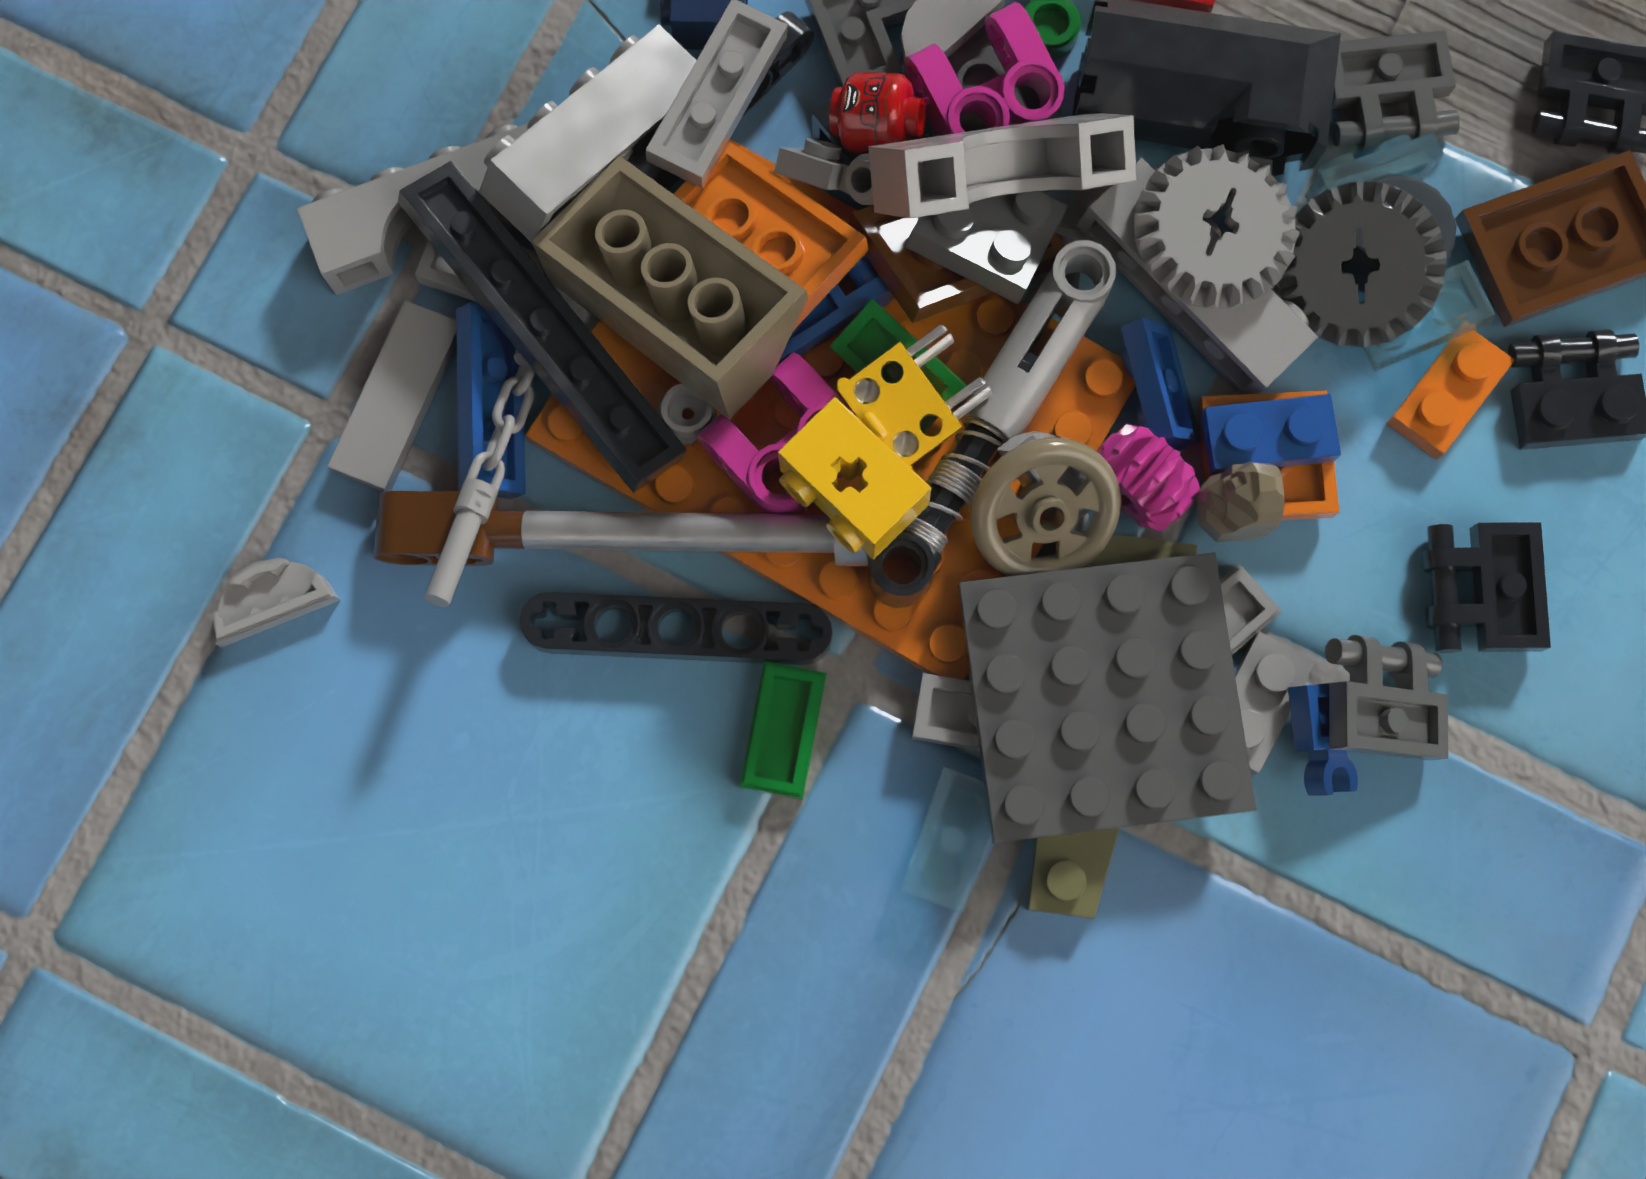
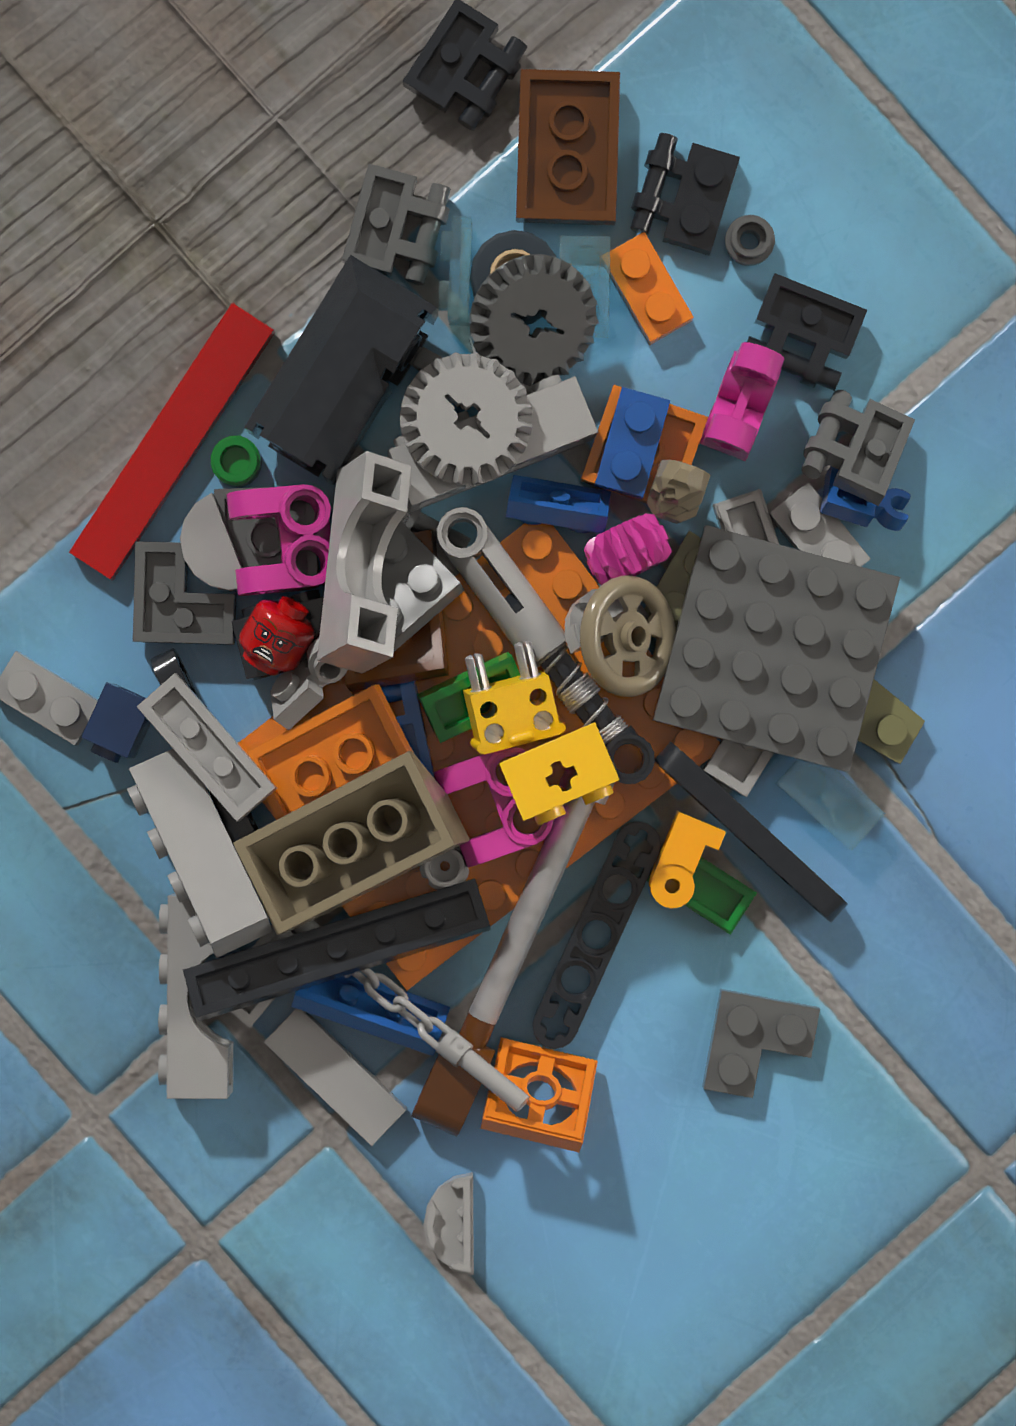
camera: 65 degrees left, 10 degrees up
(419, 673) = (574, 1068): none -> orange piece
(636, 852) = (745, 1027): none -> dark grey plate
(806, 680) = (672, 873): none -> light orange leg
(872, 756) = (750, 832): none -> black beam
(1380, 545) = (742, 400): none -> dark pink piece
(1574, 472) = (753, 225): none -> dark grey plate

